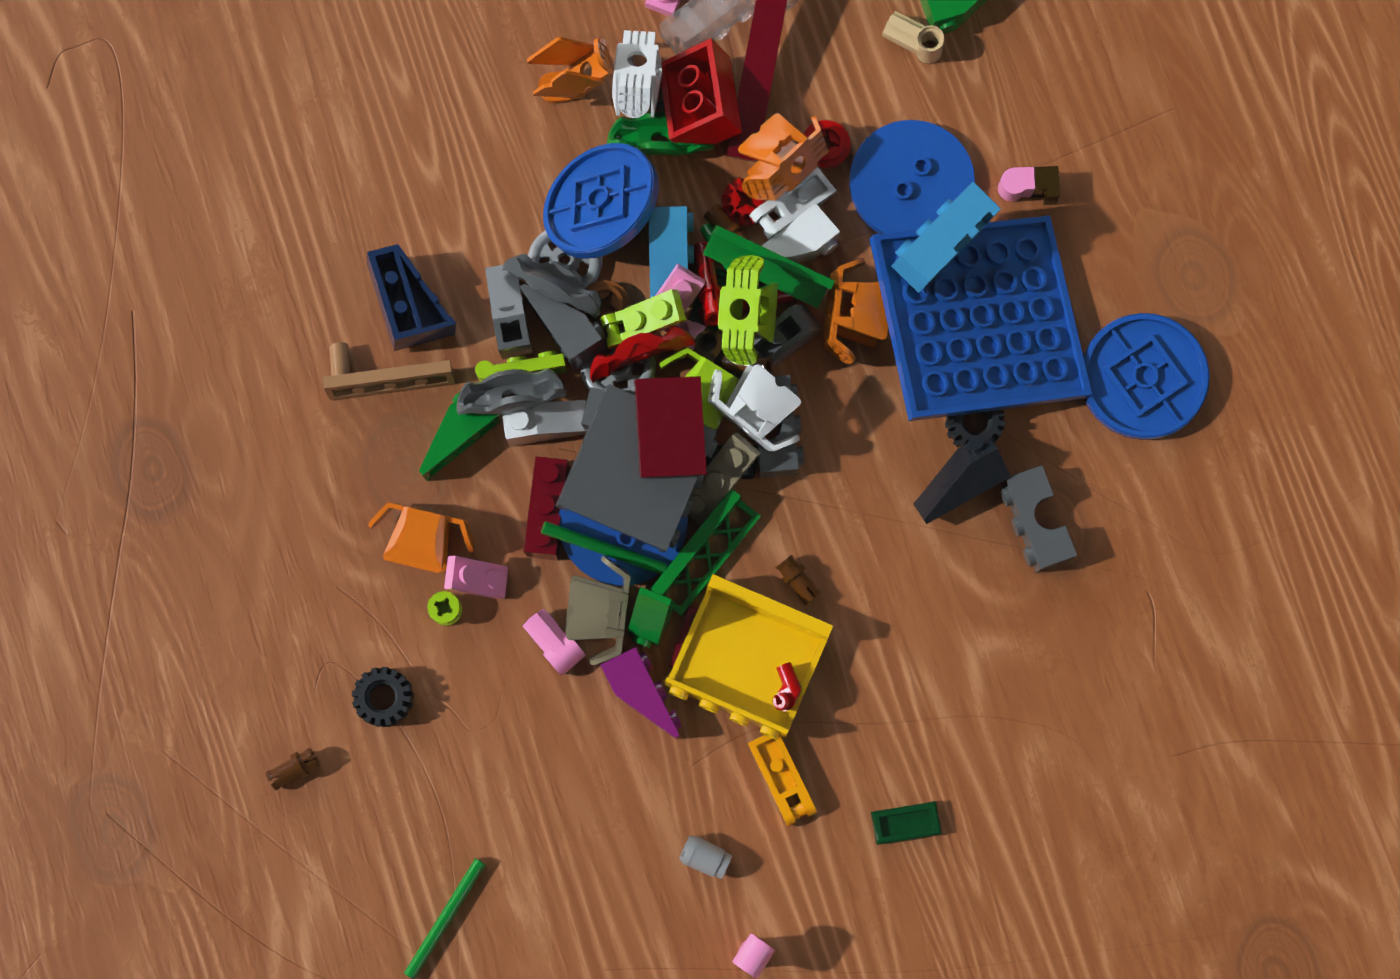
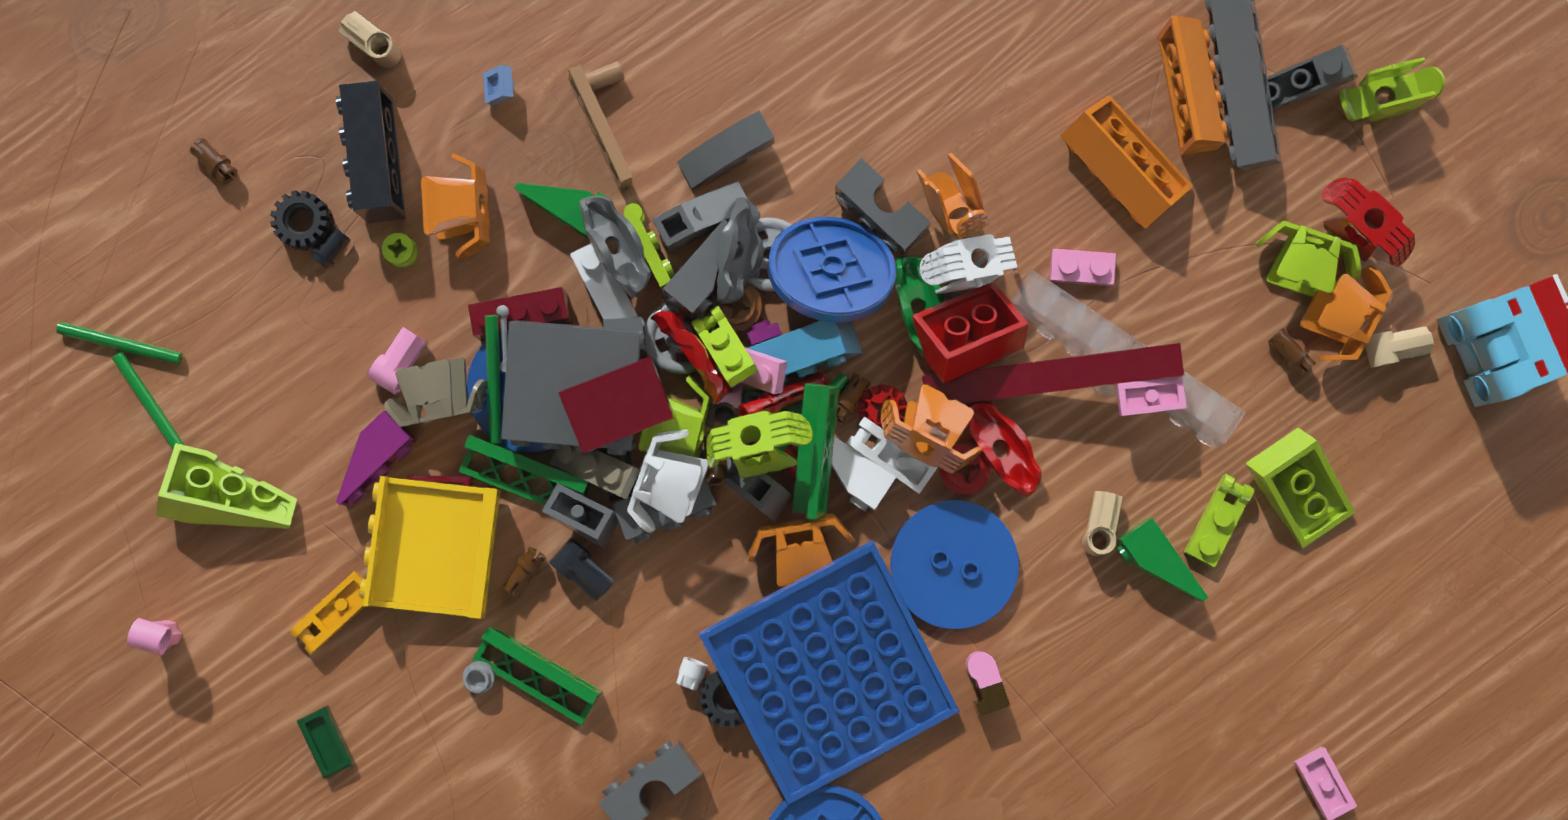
camera: 75 degrees right, 5 degrees up
(222, 578) = (370, 40): none -> tan piece
(313, 465) = (498, 85): none -> medium blue plate
(340, 601) = (371, 152): none -> black brick
(406, 302) = (678, 116): dark blue wedge -> none
(419, 677) = (330, 247): none -> black pin
(452, 267) = (726, 150): none -> dark grey slope
(476, 577) = (433, 269): bright pink plate -> none
(520, 903) = (147, 400): none -> green bar
(534, 159) = (897, 228): none -> dark grey arch
(593, 531) = (503, 311): none -> light grey hinge
(626, 864) = (211, 492): none -> lime wedge
(639, 284) = (763, 331): none -> magenta plate
(650, 618) = (442, 443): green slope -> none
(705, 857) = (238, 563): light grey piece -> none
(761, 505) = (581, 515): none -> dark grey slope
(789, 690) = (408, 595): red arm -> none
(806, 527) = (576, 564): none -> black piece
(837, 94) = (1019, 466): none -> red piece
(886, 653) = (478, 677): none -> light grey plate
(898, 584) = (542, 665): none -> green fence
(941, 449) = (691, 673): none -> white hose
(945, 237) = (889, 613): dark azure wedge -> none
(964, 476) = (665, 701): black slope -> none

